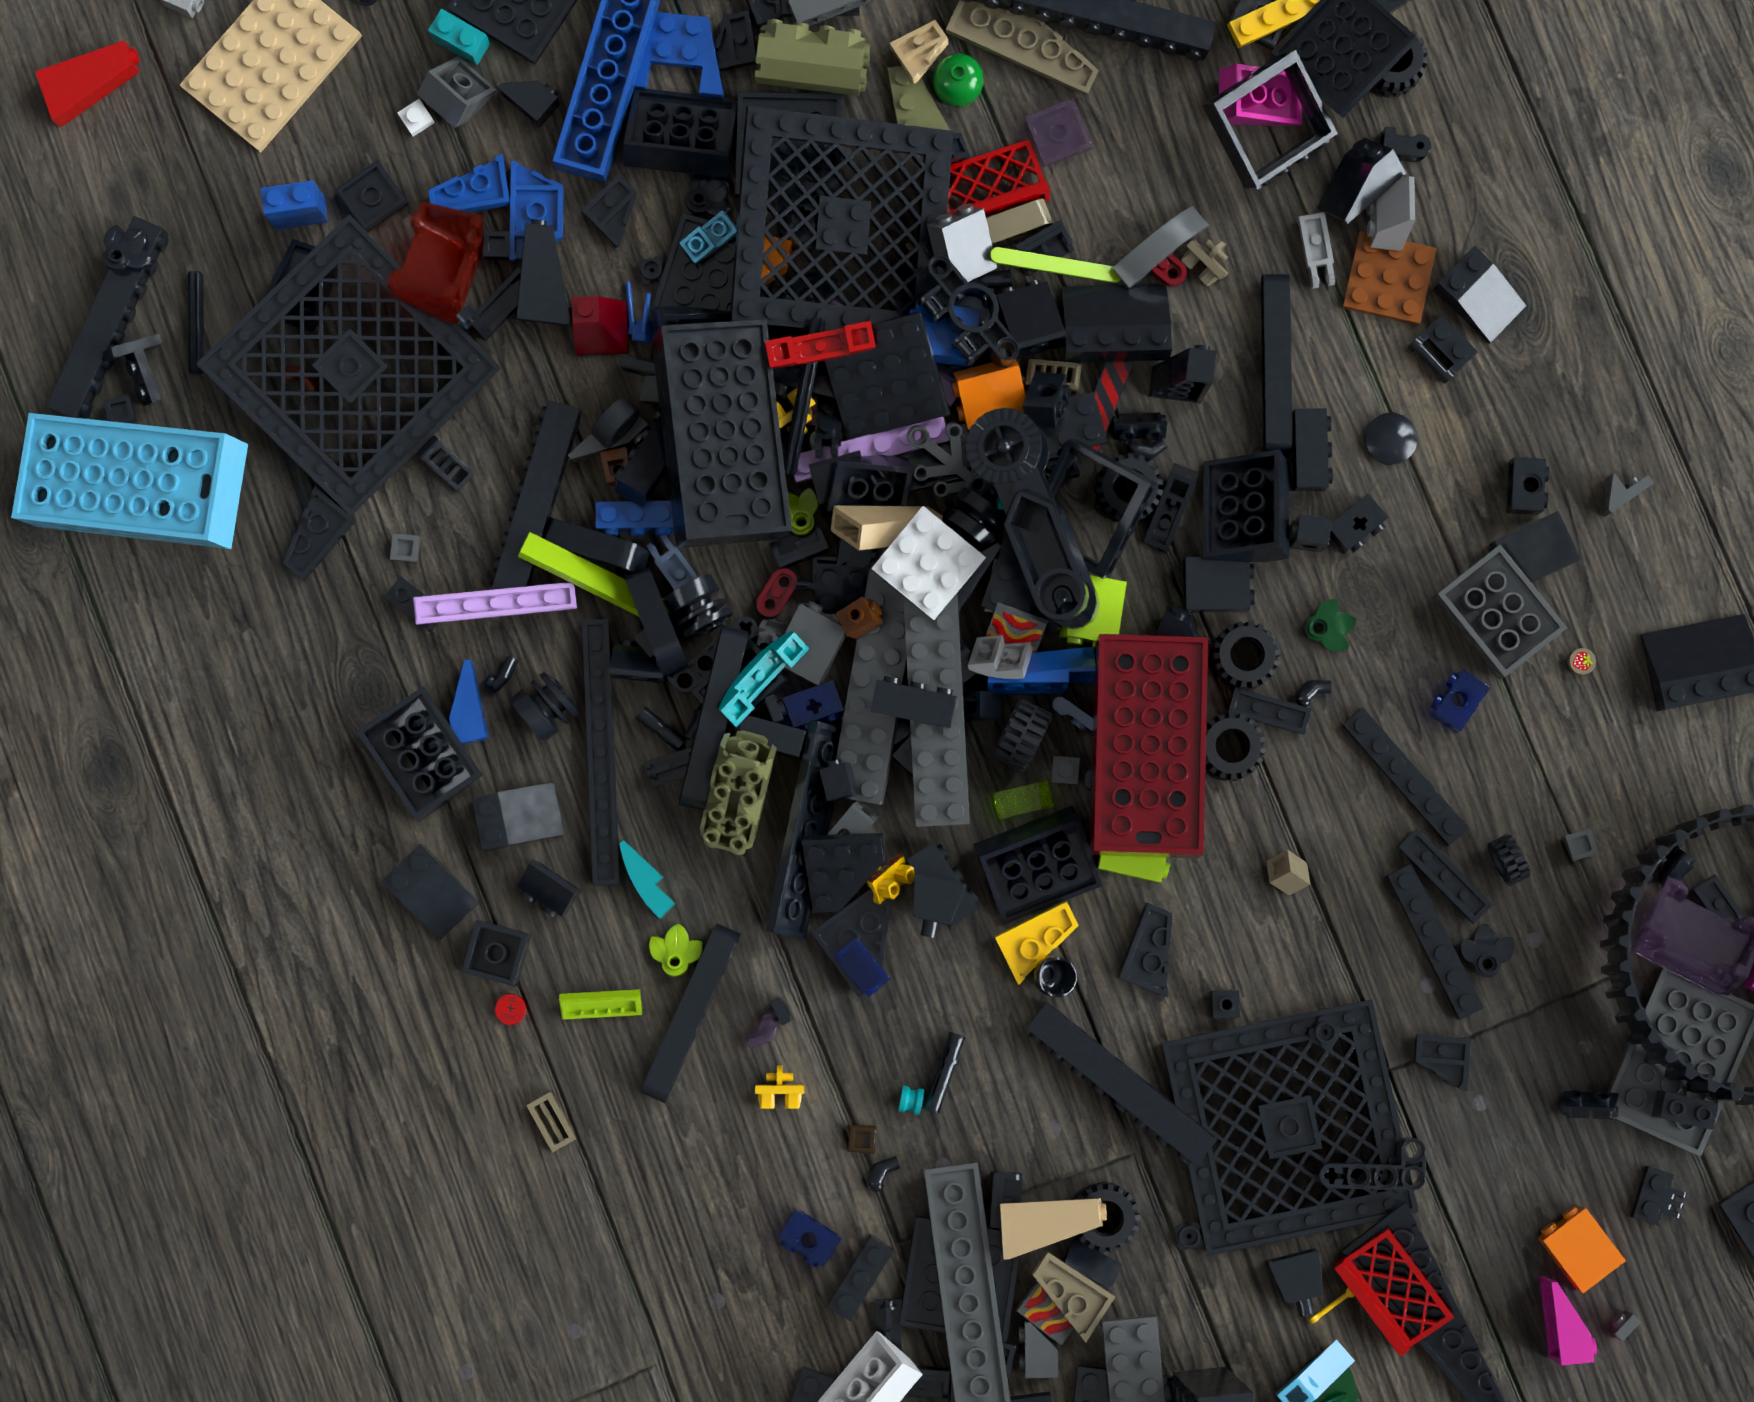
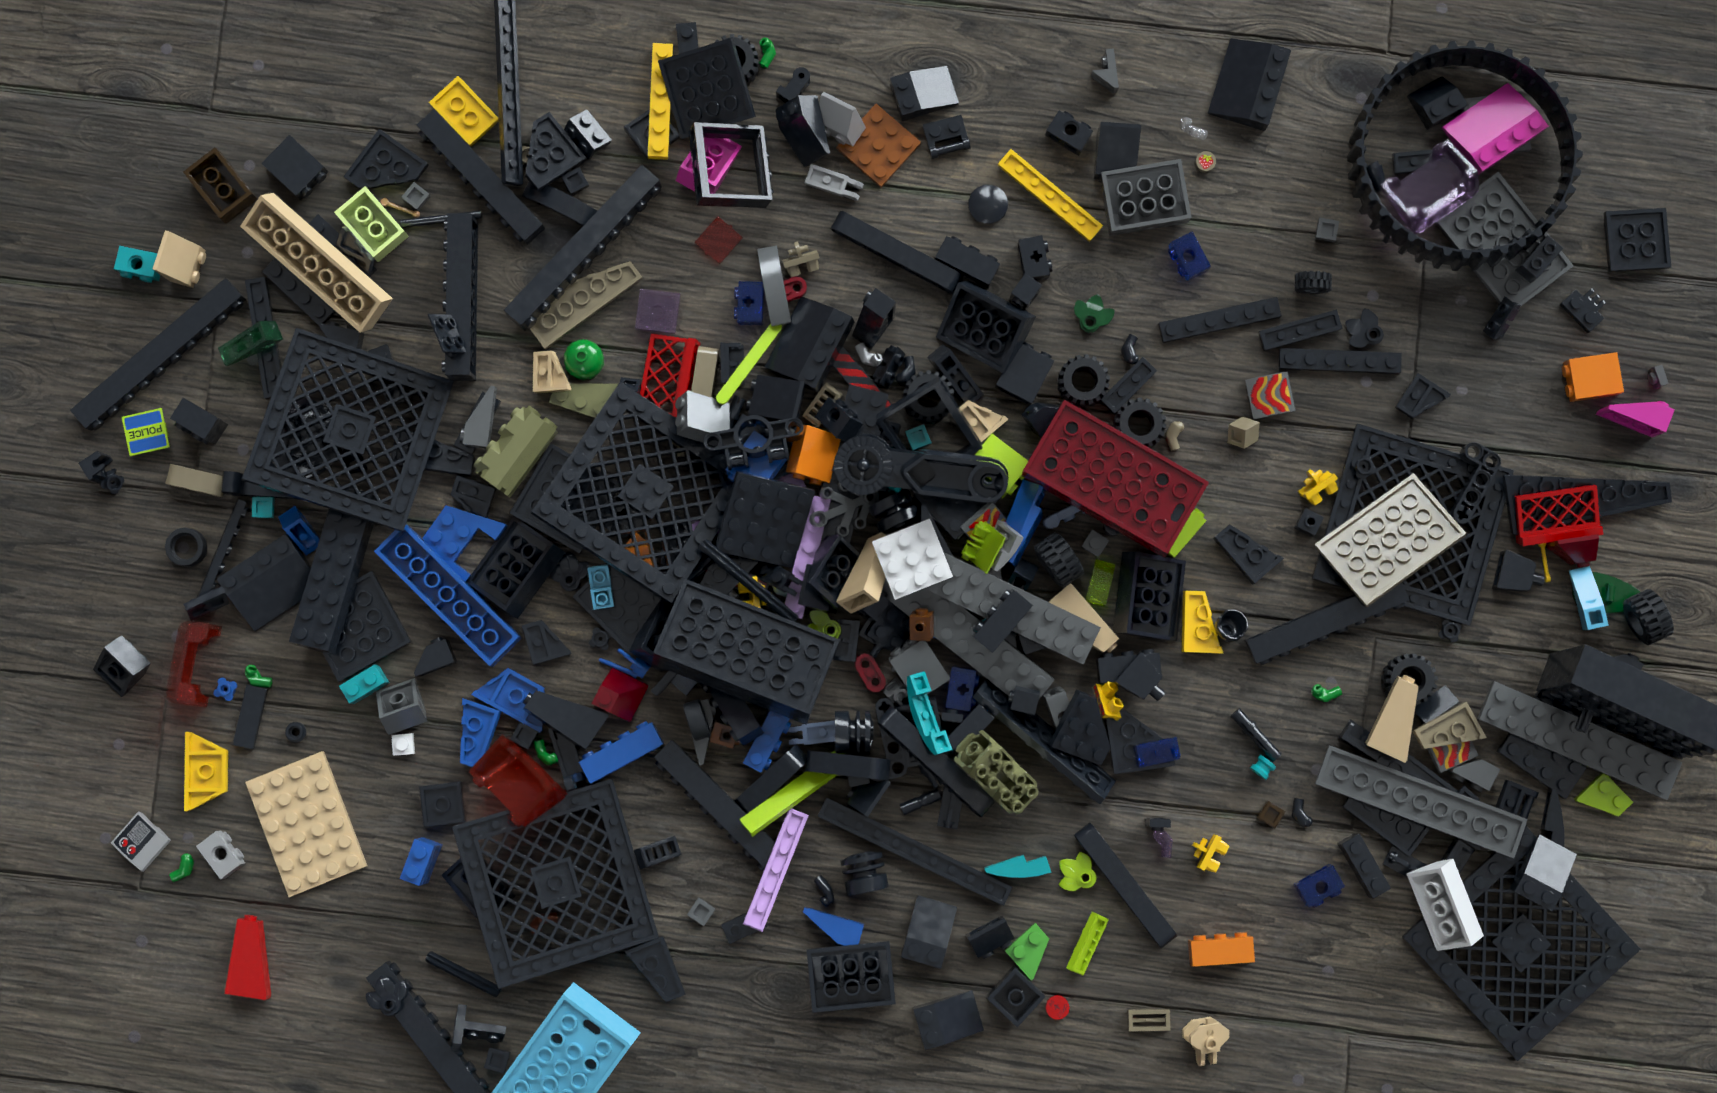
camera: 60 degrees left, 0 degrees up
(487, 276) = (542, 754): none -> green arm
(535, 362) = (622, 752): none -> blue brick
(558, 942) = (1028, 950): none -> bright green wing
(564, 1197) = (1205, 1038): none -> tan hinge
(675, 1162) = (1221, 949): none -> orange brick
(820, 346) = (723, 551): red slope -> none
(982, 779) = (1073, 602): none -> tan slope
(987, 642) = (985, 547): none -> lime hinge
(1034, 1130) = (1325, 695): none -> green arm
(1076, 502) = (918, 437): none -> teal plate
(1116, 241) = (749, 315): none -> clear blue brick
(1136, 396) = (866, 357): none -> light grey arm
(1136, 563) = (982, 419): none -> tan wing
(1178, 157) = (718, 240): none -> clear red piece
(1241, 791) = (1172, 434): none -> dark tan arm
(1254, 1106) = (1390, 540): none -> plate
(1276, 988) = (1317, 482): none -> yellow hips
(1349, 881) = (1270, 395): none -> slope
(1364, 1334) = (1576, 550): none -> dark red slope
(1427, 95) = (768, 51): none -> green arm
(1441, 503) = (1050, 195): none -> yellow plate
(1609, 626) = (1194, 131): none -> clear arm

